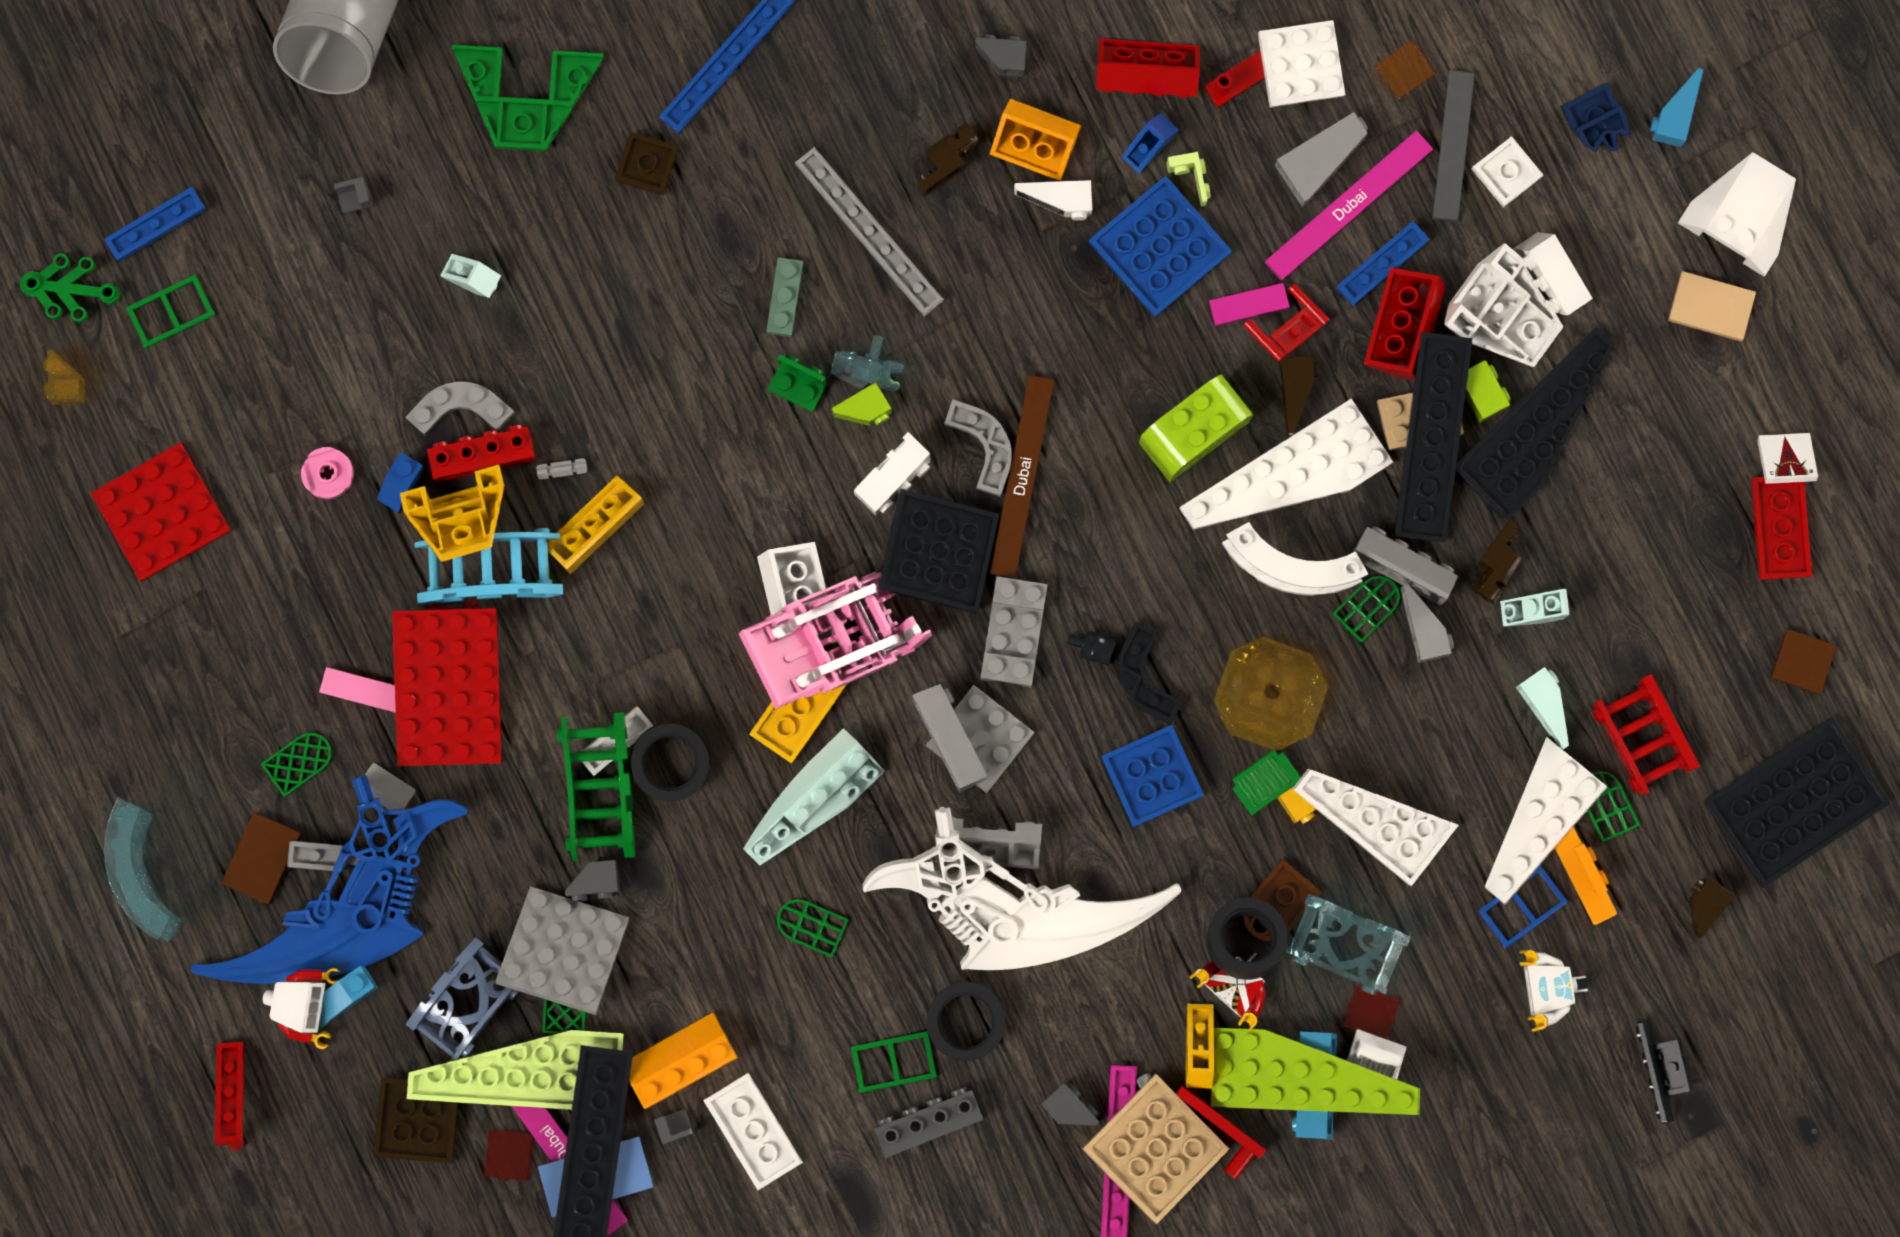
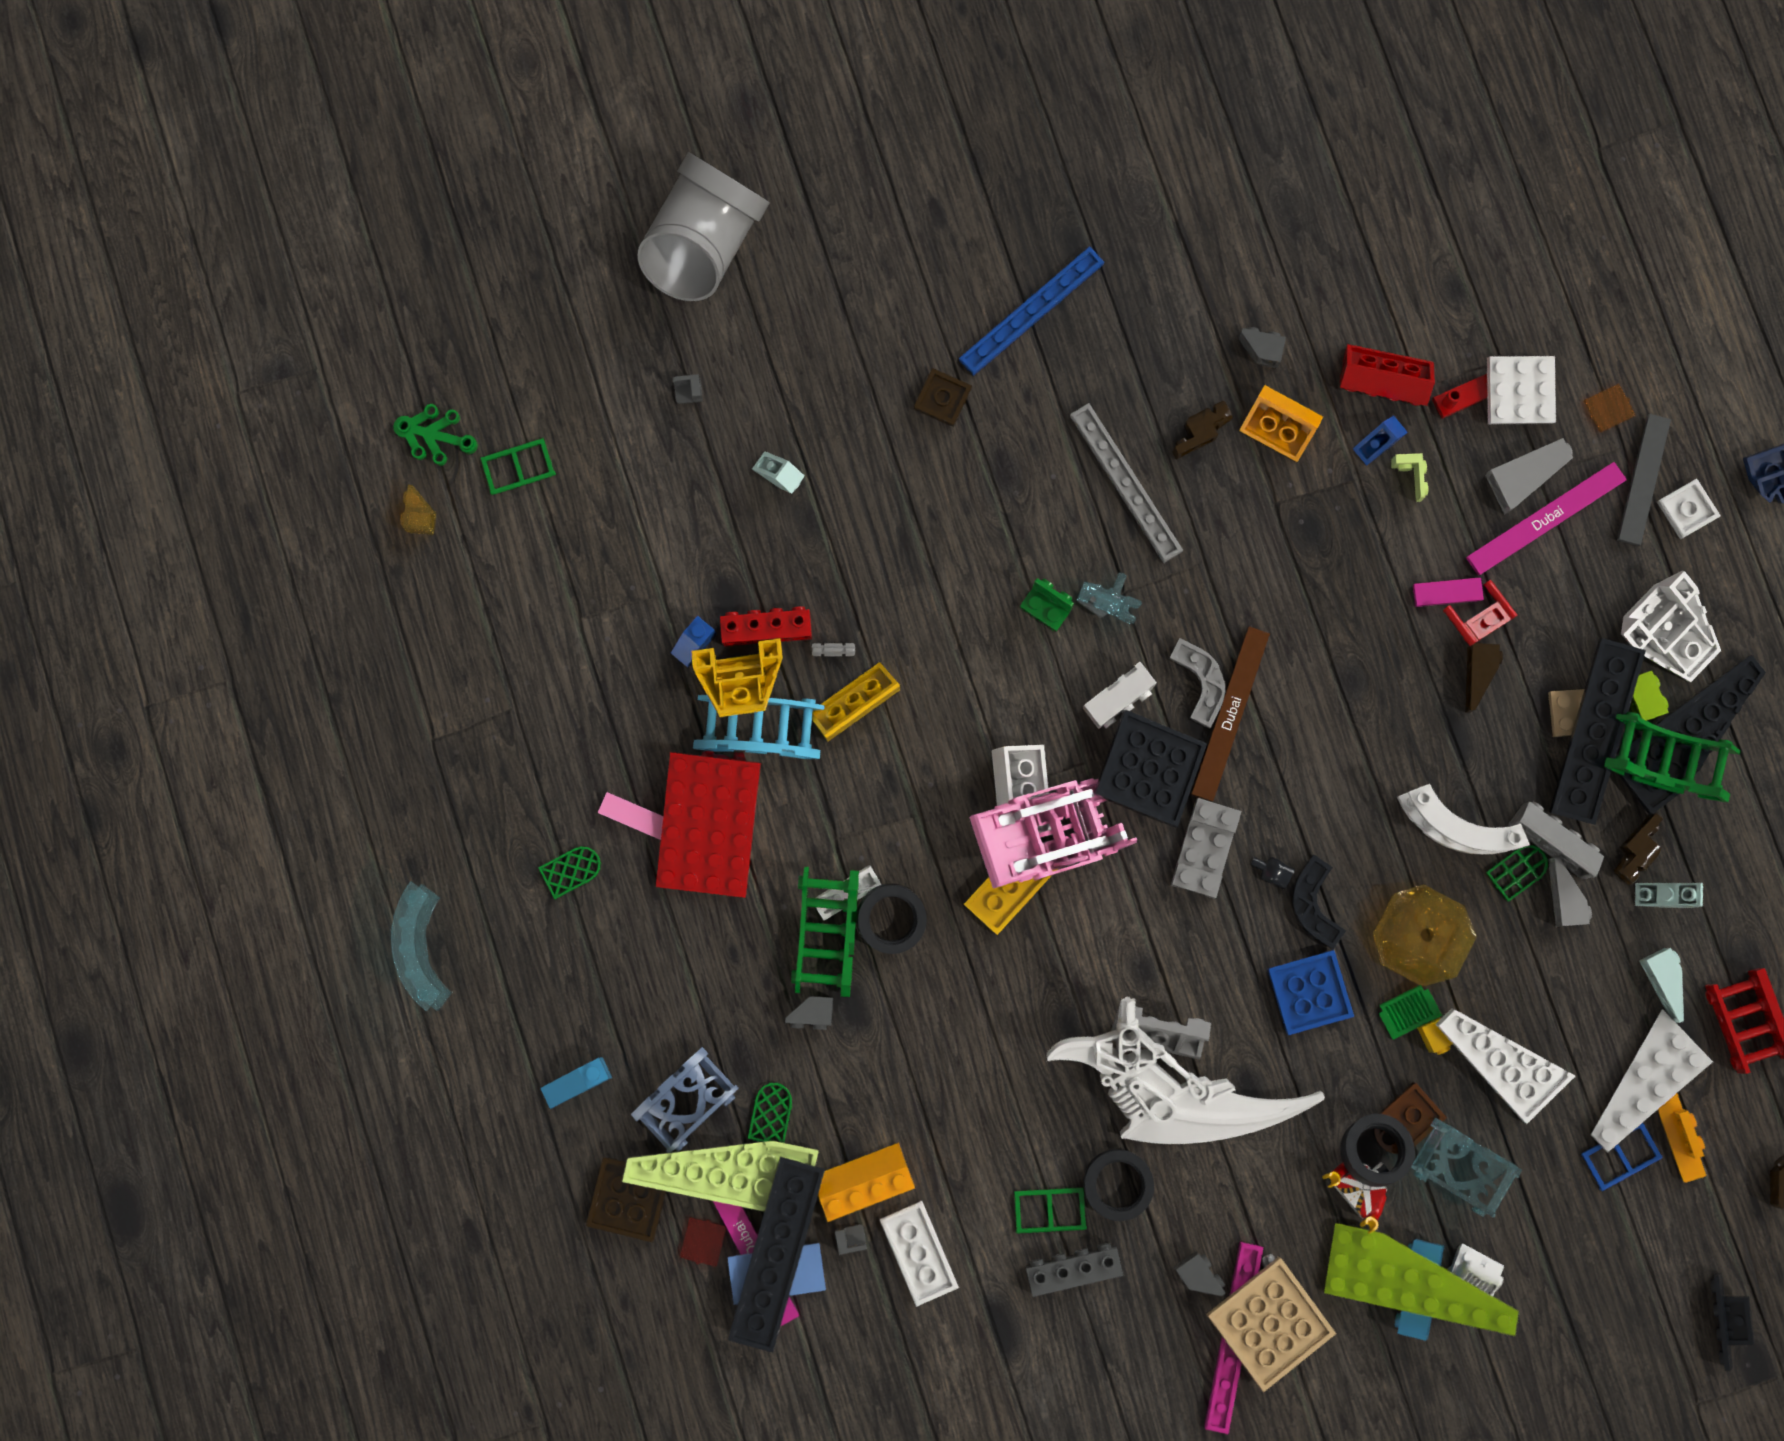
camera: 15 degrees right, 0 degrees up
(155, 224) = (515, 390): blue plate -> none
(161, 512) = (484, 637): red plate -> none
(229, 1095) = (470, 1153): red piece -> none
(260, 858) = (527, 949): reddish brown tile -> none
(298, 1004) = (540, 1083): white torso -> none
(316, 856) = (578, 956): light grey hinge -> none
(340, 480) = (641, 633): bright pink plate -> none
(359, 924) = (597, 1024): blue piece -> none
(388, 788) = (642, 905): light grey panel -> none
(459, 396) = (752, 574): light grey plate -> none
(525, 121) = (841, 346): green wing -> none
(562, 950) = (775, 1070): light grey plate -> none
(784, 297) = (1045, 528): sand green plate -> none
(814, 796) = (1013, 966): light aqua wedge -> none
(821, 923) = (980, 1079): green window -> none
(864, 407) = (1102, 634): lime slope -> none
(950, 738) = (1139, 934): light grey slope -> none
(995, 732) = (1163, 937): light grey plate -> none
(1064, 197) = (1298, 477): white slope -> none
(1160, 246) = (1377, 531): blue plate -> none
(1195, 427) = (1389, 693): lime brick -> none
(1200, 1046) = (1321, 1238): yellow slope -> none
(1250, 1146) = (1354, 1334): red piece -> none
(1312, 464) = (1485, 739): white wing -> none
(1371, 1013) = (1475, 1230): clear red piece -> none
(1377, 267) = (1570, 573): blue plate -> none
(1406, 310) = (1584, 621): red slope -> none
(1510, 480) = (1662, 778): none -> green fence
(1549, 988) = (1638, 1234): white torso -> none
(1554, 272) = (1721, 602): white wedge -> none
(1617, 810) = (1715, 1083): green window -> none

